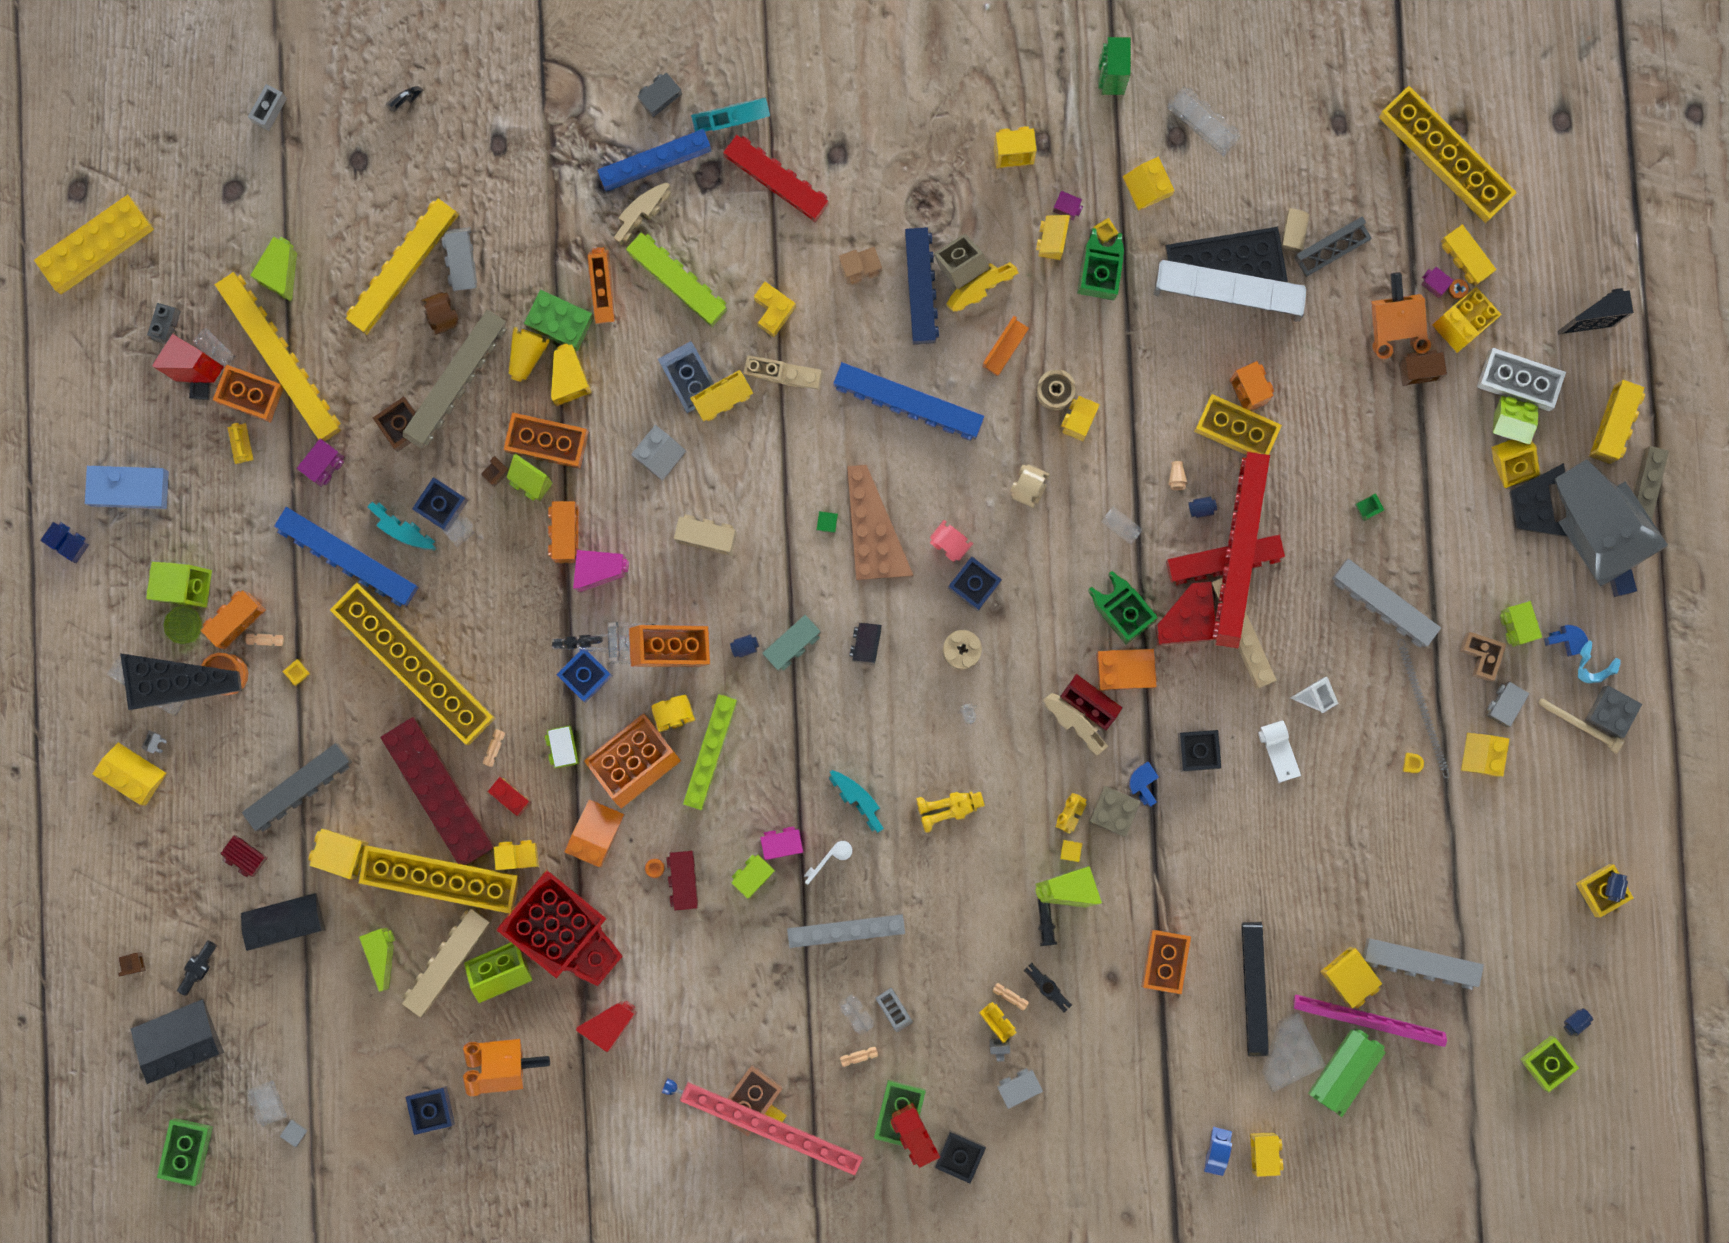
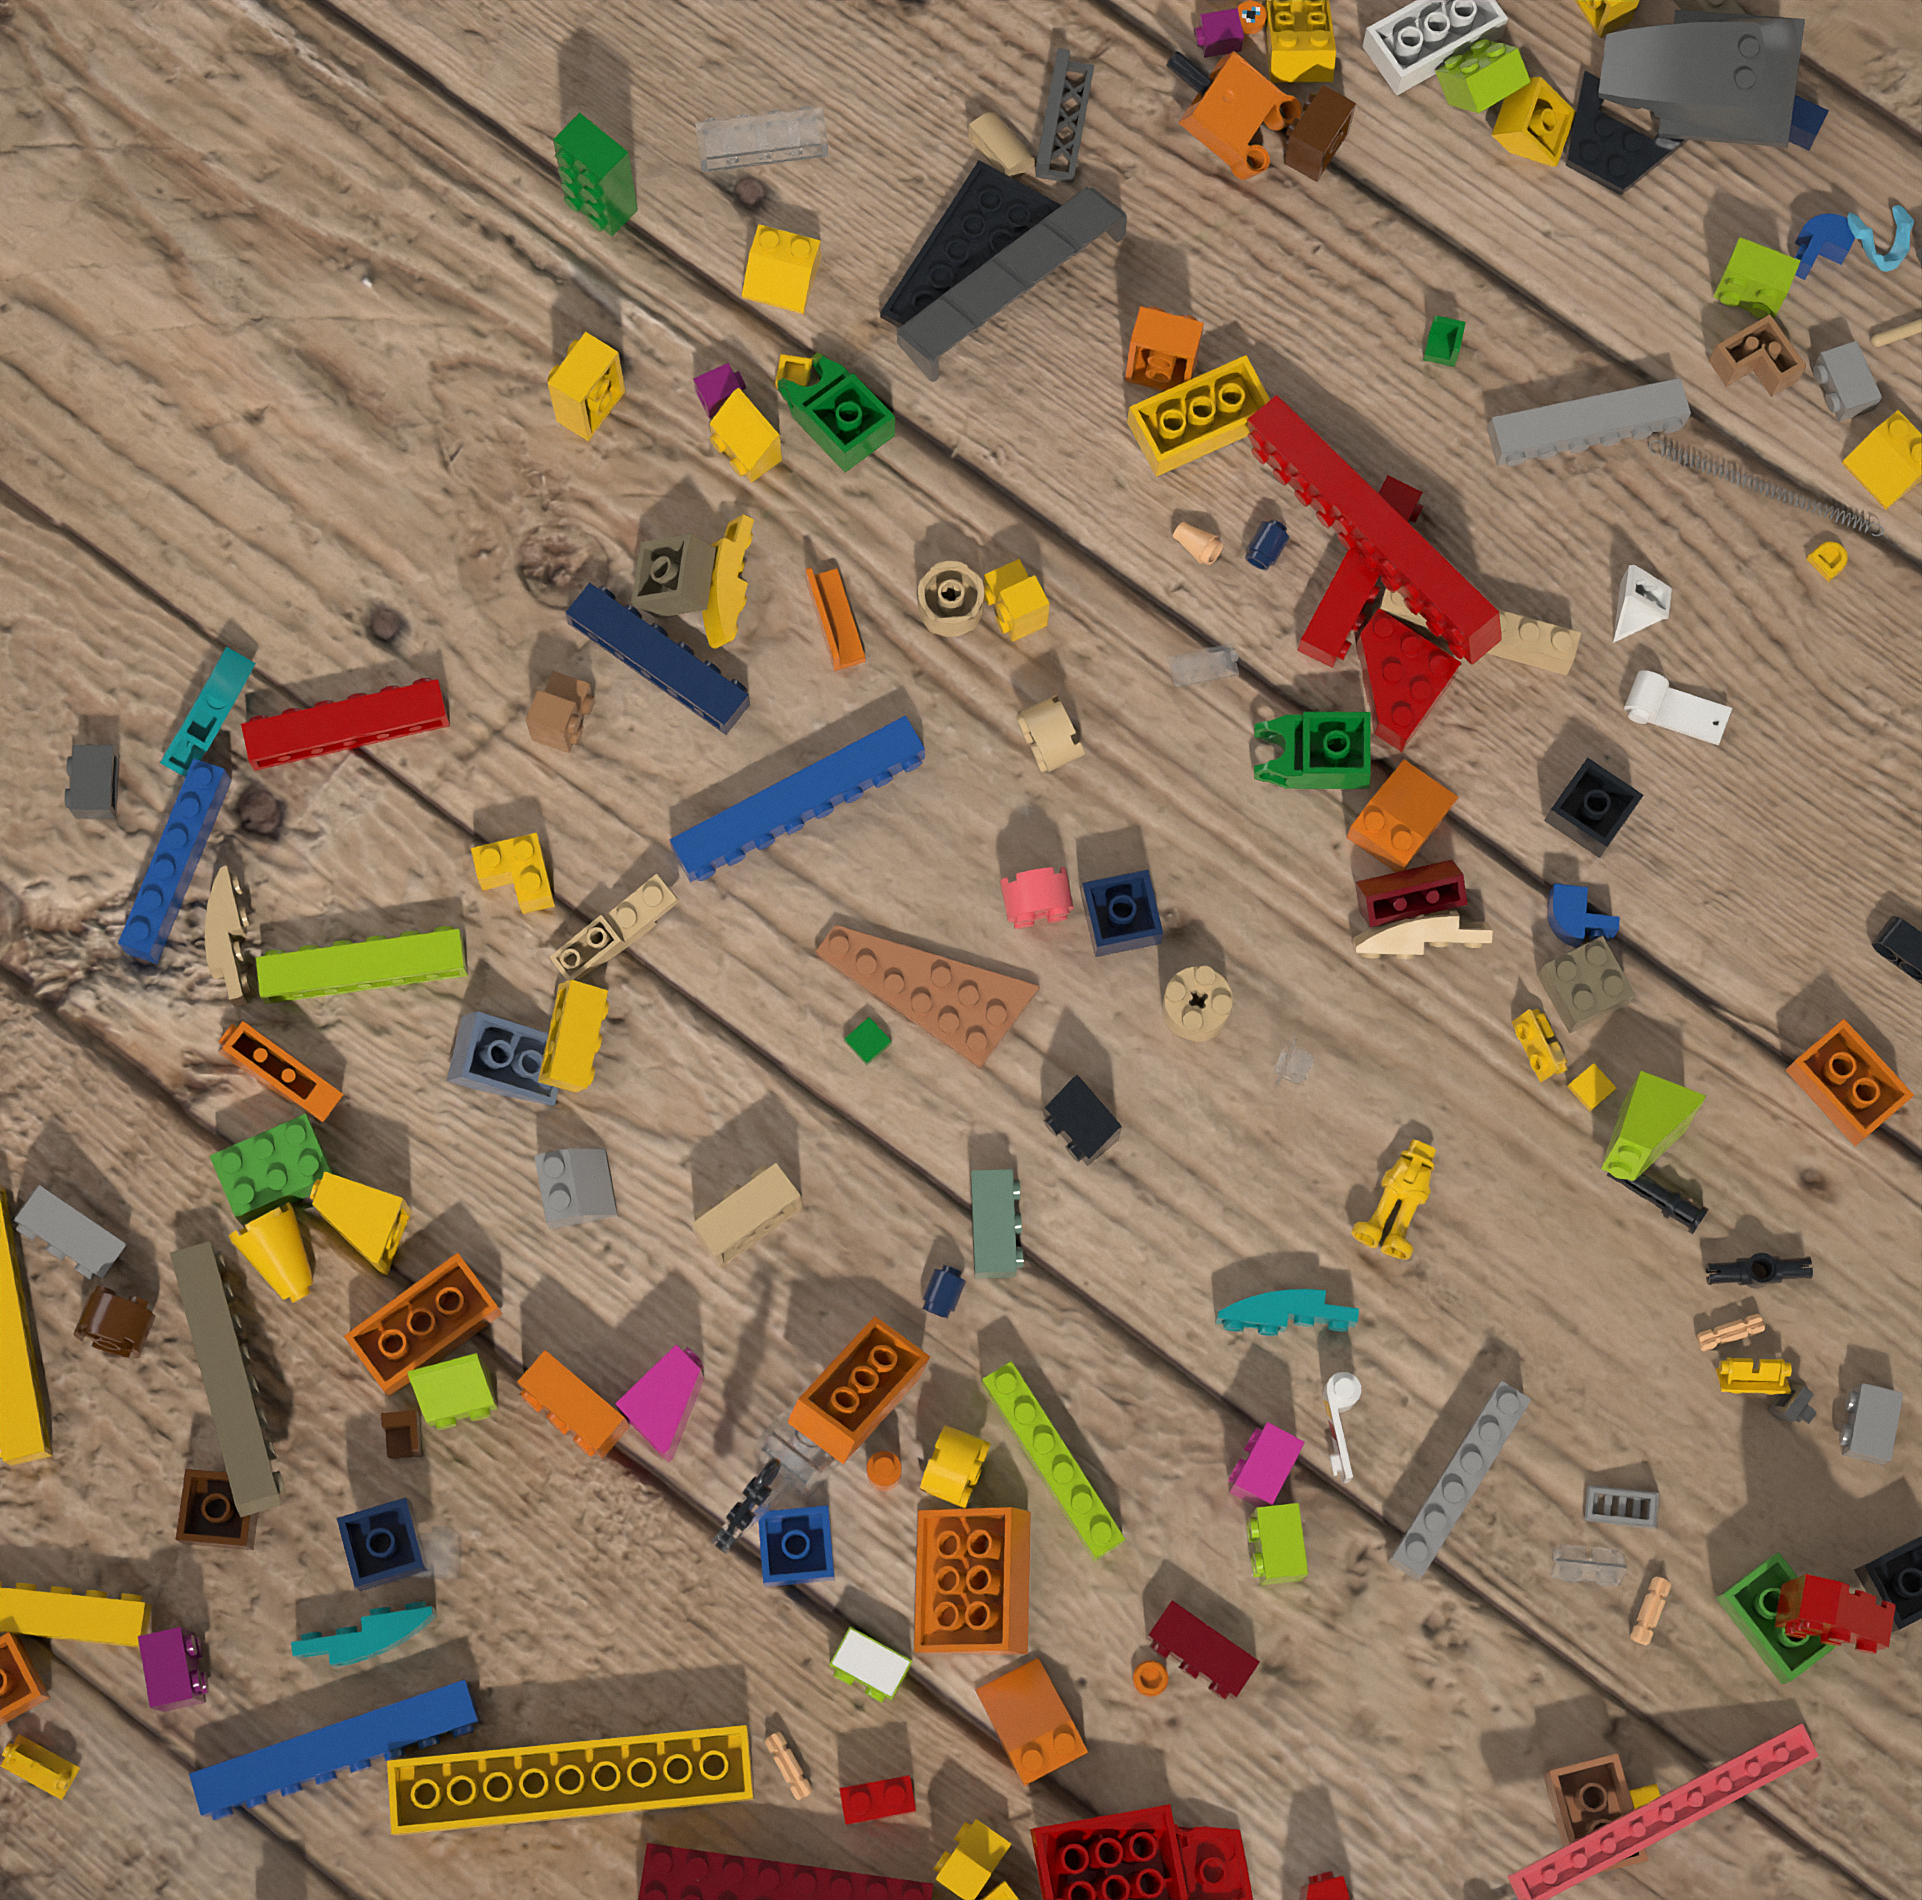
camera: 55 degrees left, 10 degrees down
(647, 685) = (884, 1471): none -> orange brick

